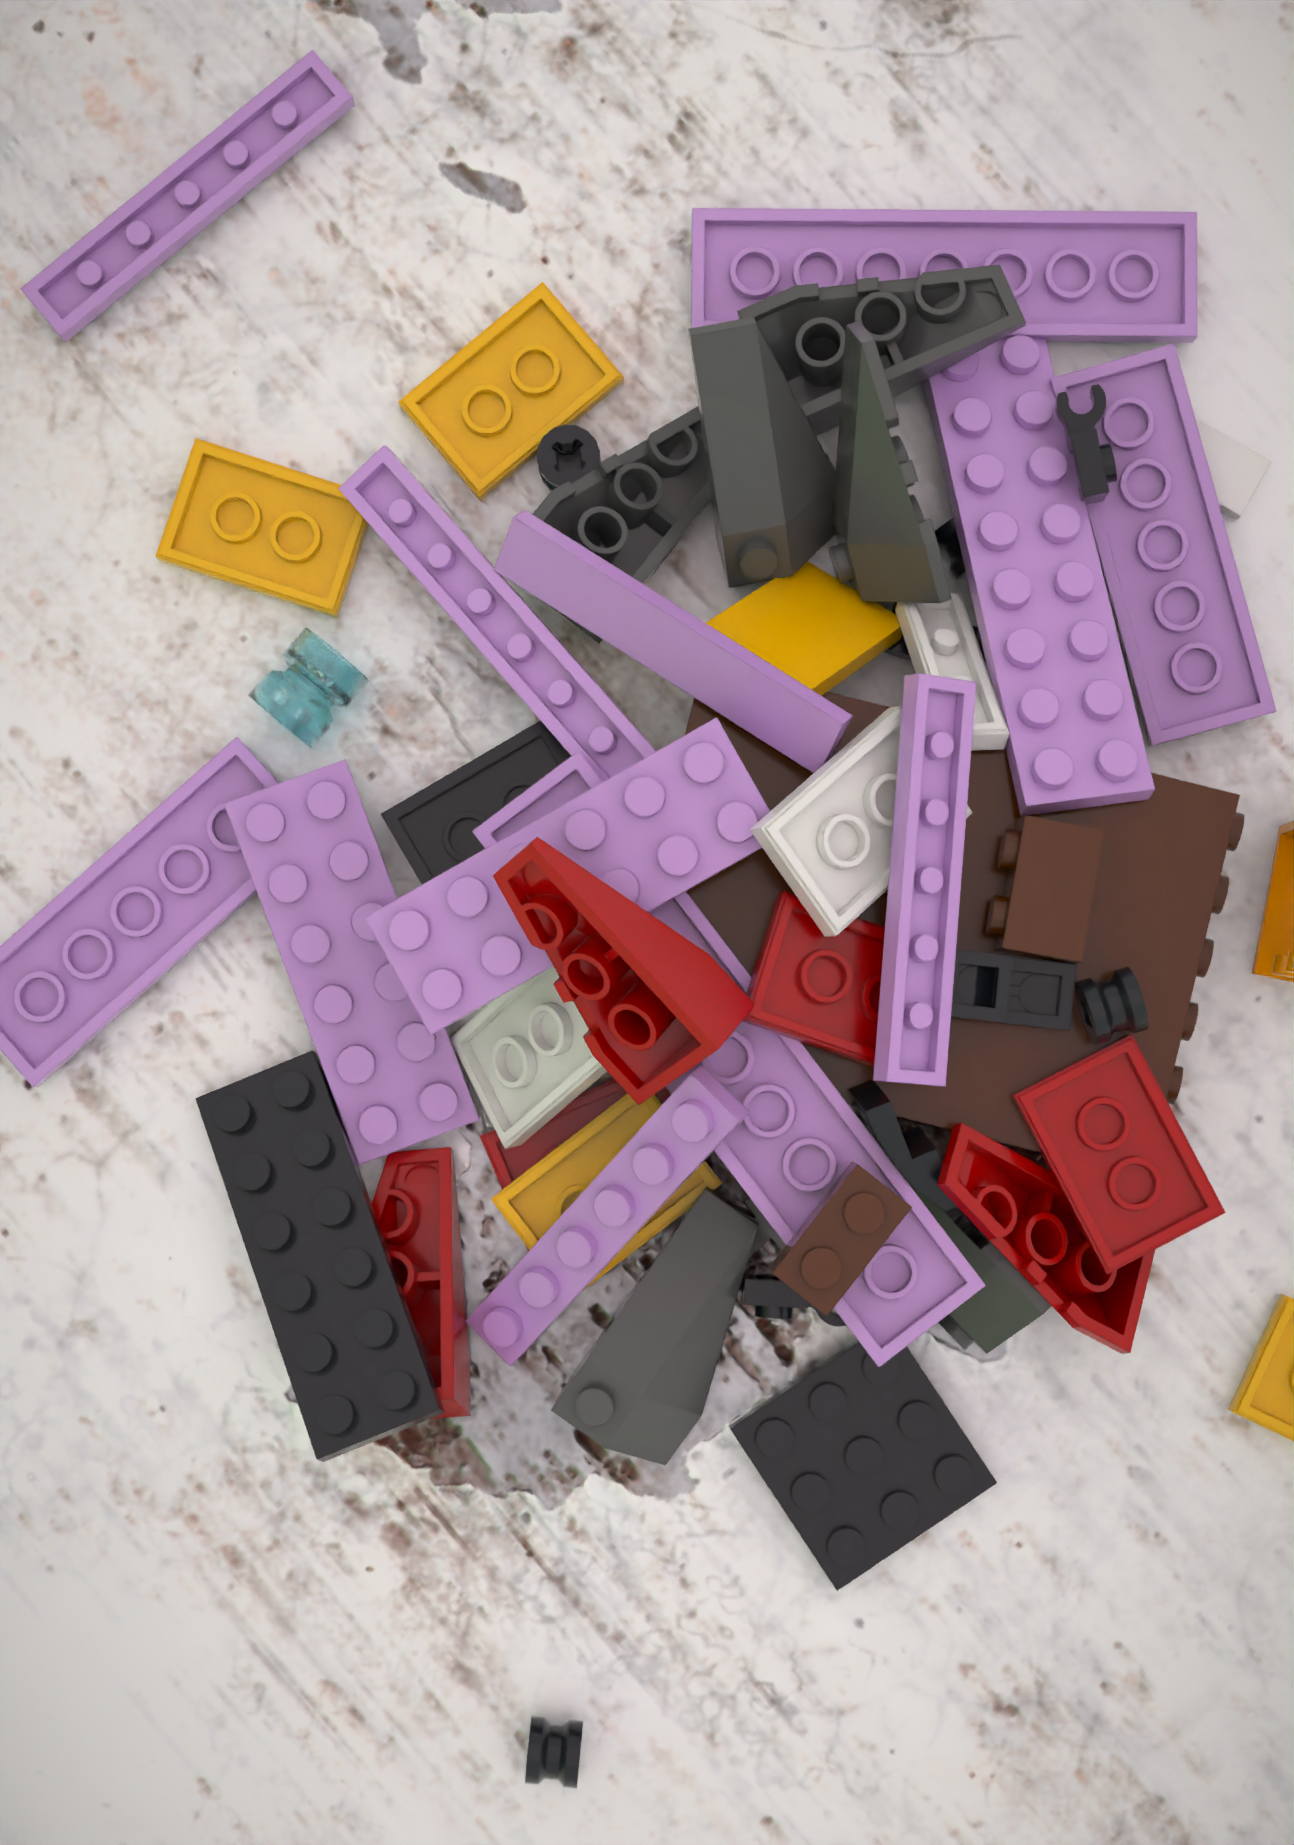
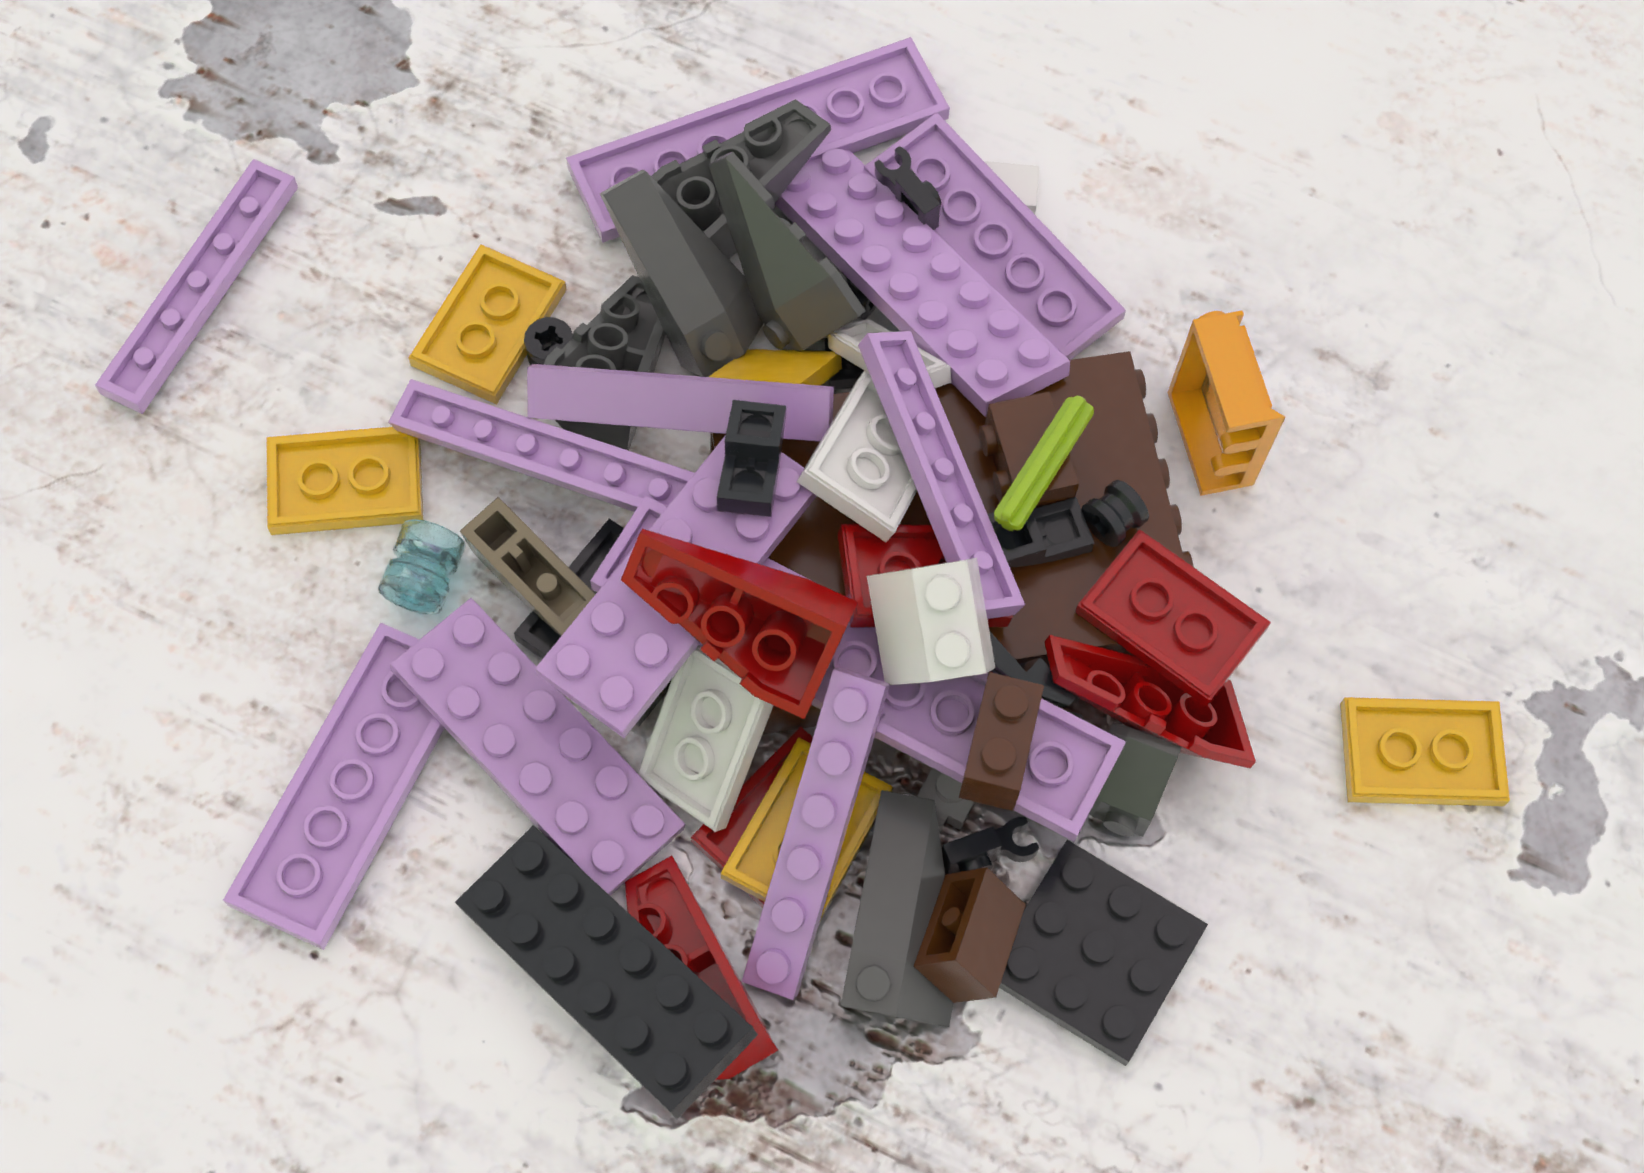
camera: 25 degrees left, 20 degrees down
(425, 753) = (527, 565): none -> dark tan slope
(709, 780) = (751, 458): none -> black slope
(727, 1391) = (970, 935): none -> reddish brown brick
(824, 1076) = (931, 623): none -> white slope
(1050, 925) = (1043, 463): none -> lime axle

